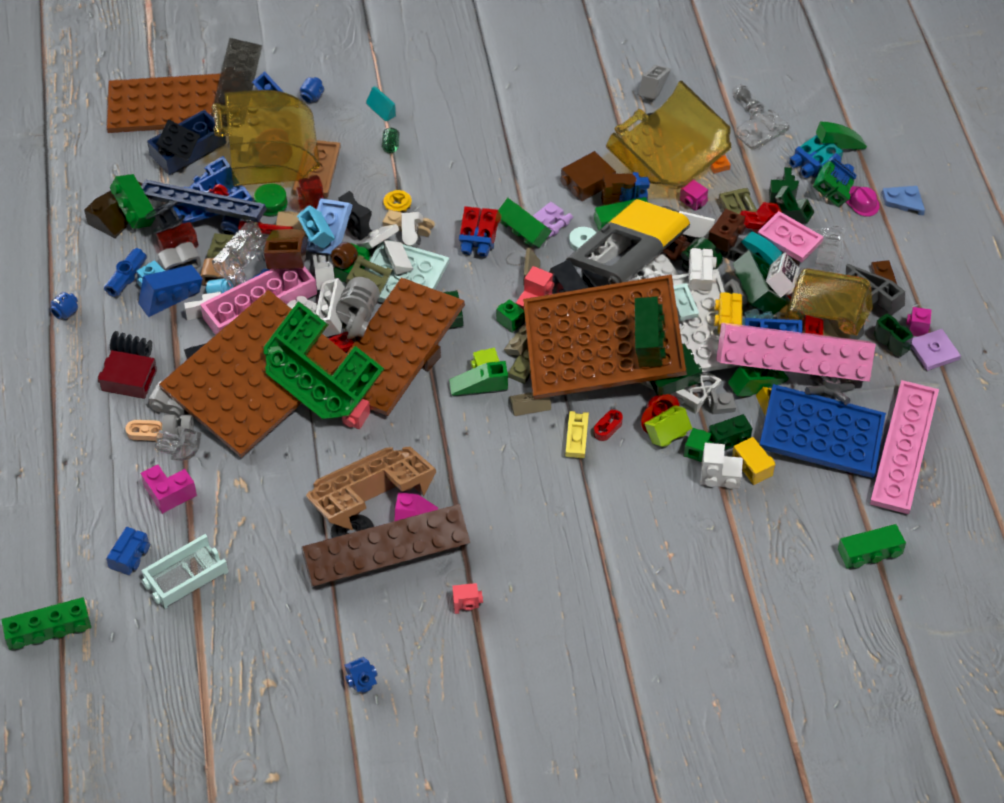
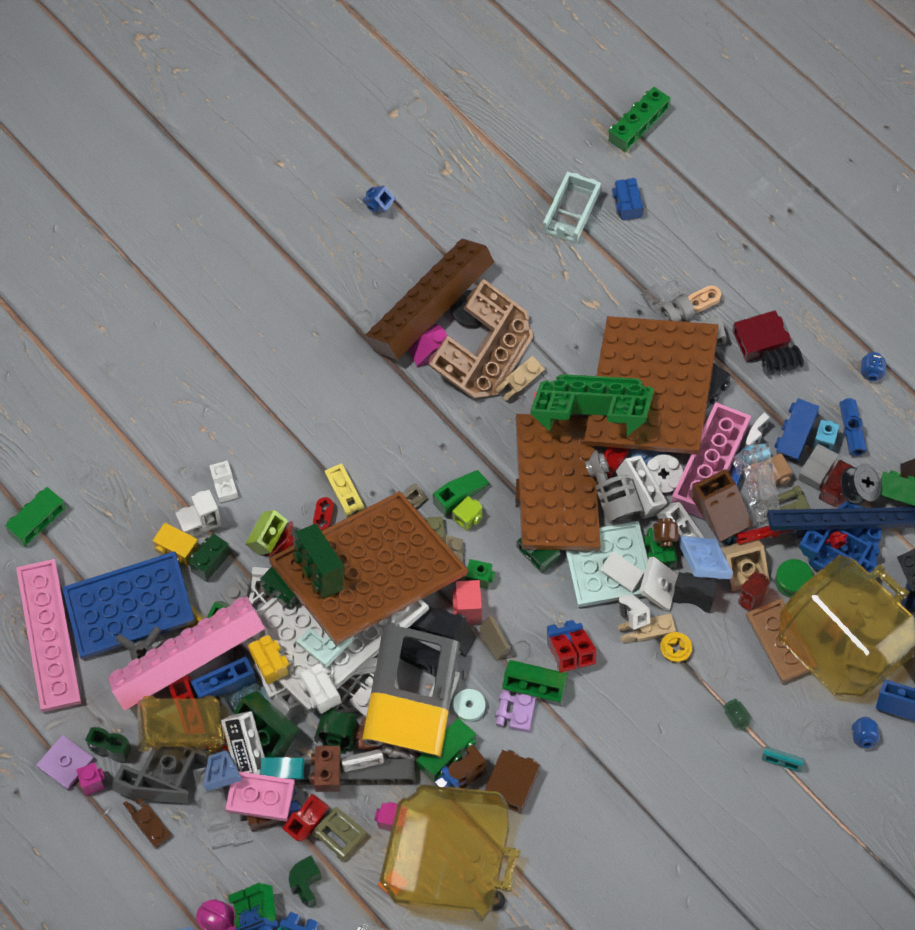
camera: 150 degrees right, 10 degrees up
(168, 491) = (642, 256): dark pink brick -> none
(315, 227) = (709, 537): medium azure brick -> none
(356, 271) = (629, 528): olive plate -> none
(358, 447) = (521, 377): none -> tan hinge
(466, 597) = (341, 300): coral brick -> none
(679, 495) = (223, 481): none -> white slope
(695, 444) = (232, 533): green brick -> none
(797, 209) = (279, 855): dark green brick -> none
(813, 256) = (220, 771): none -> medium blue wing

